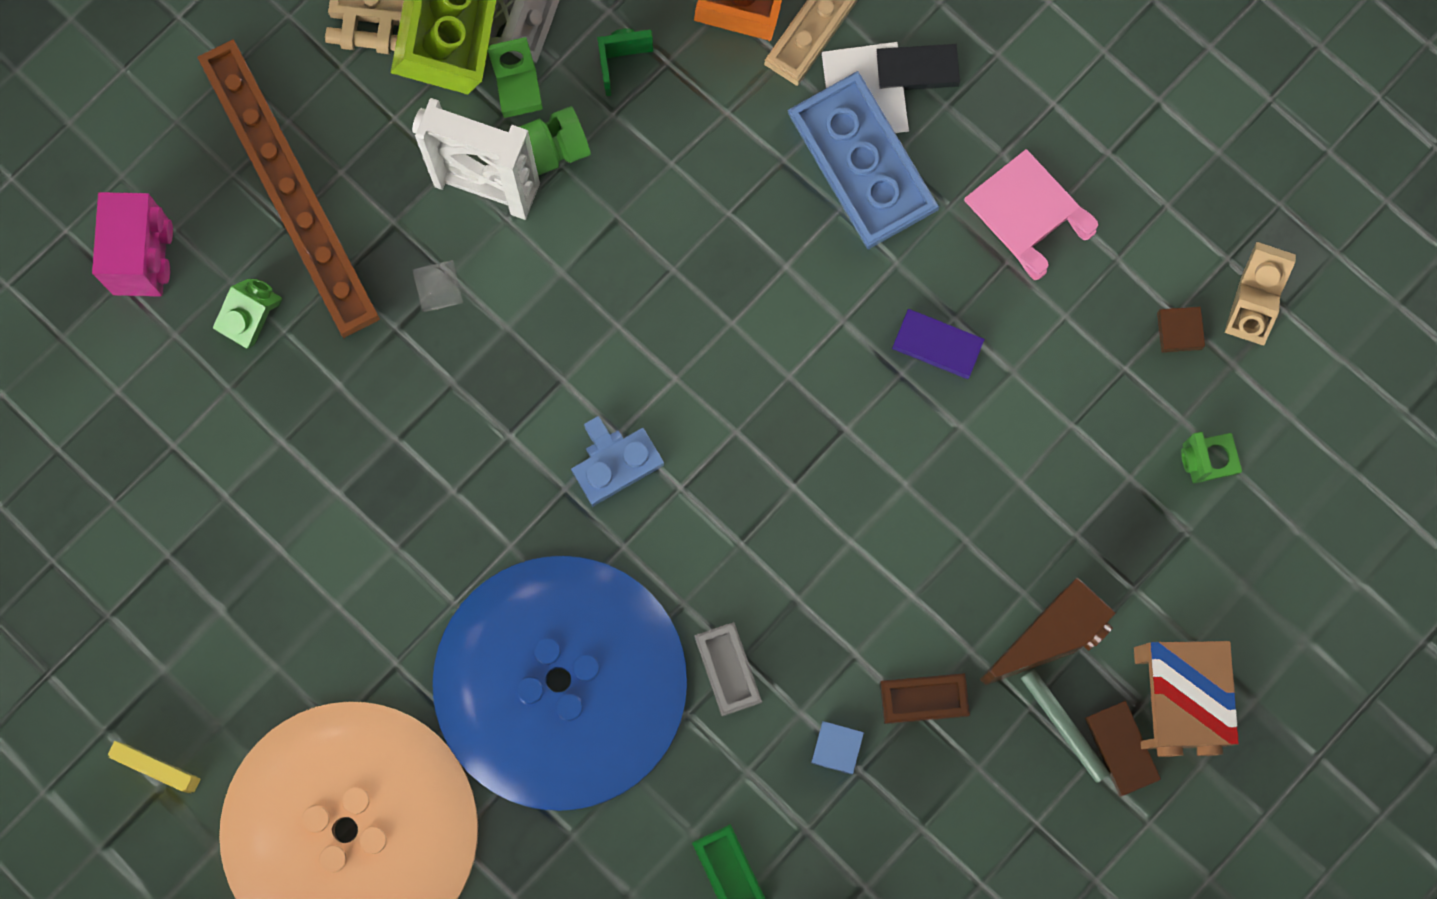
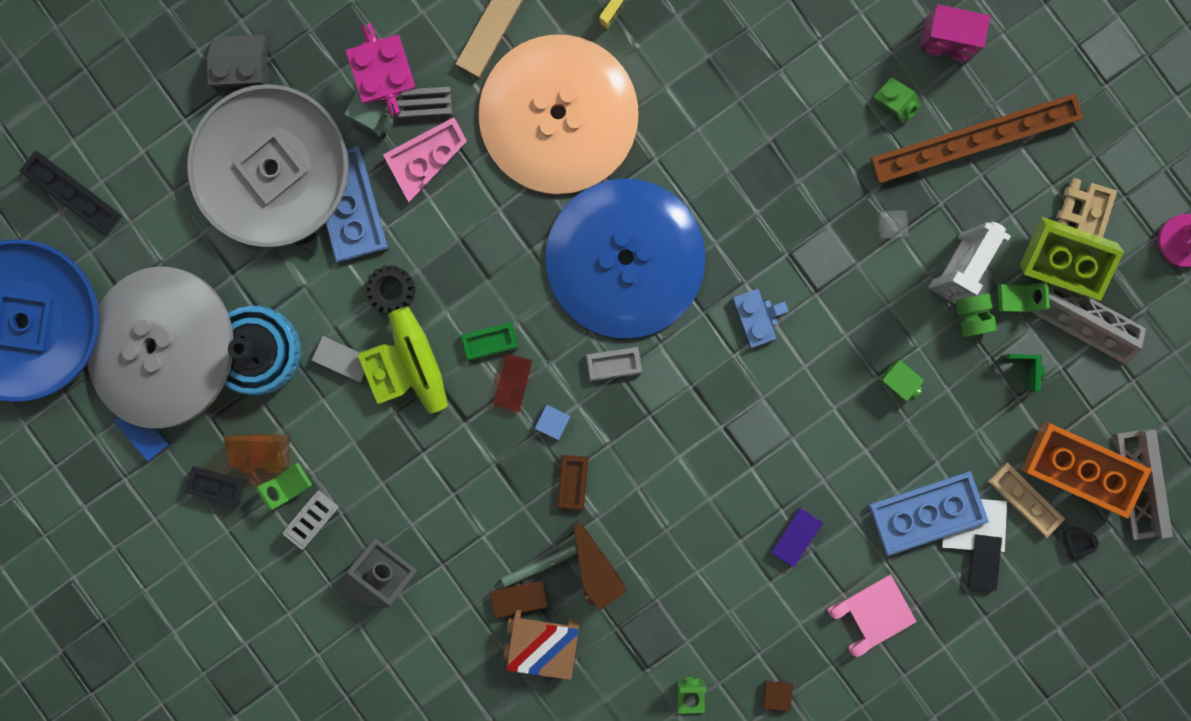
camera: 100 degrees right, 10 degrees up
(673, 231) = (901, 381): none -> bright green brick
(787, 822) = (513, 382): none -> clear red tile

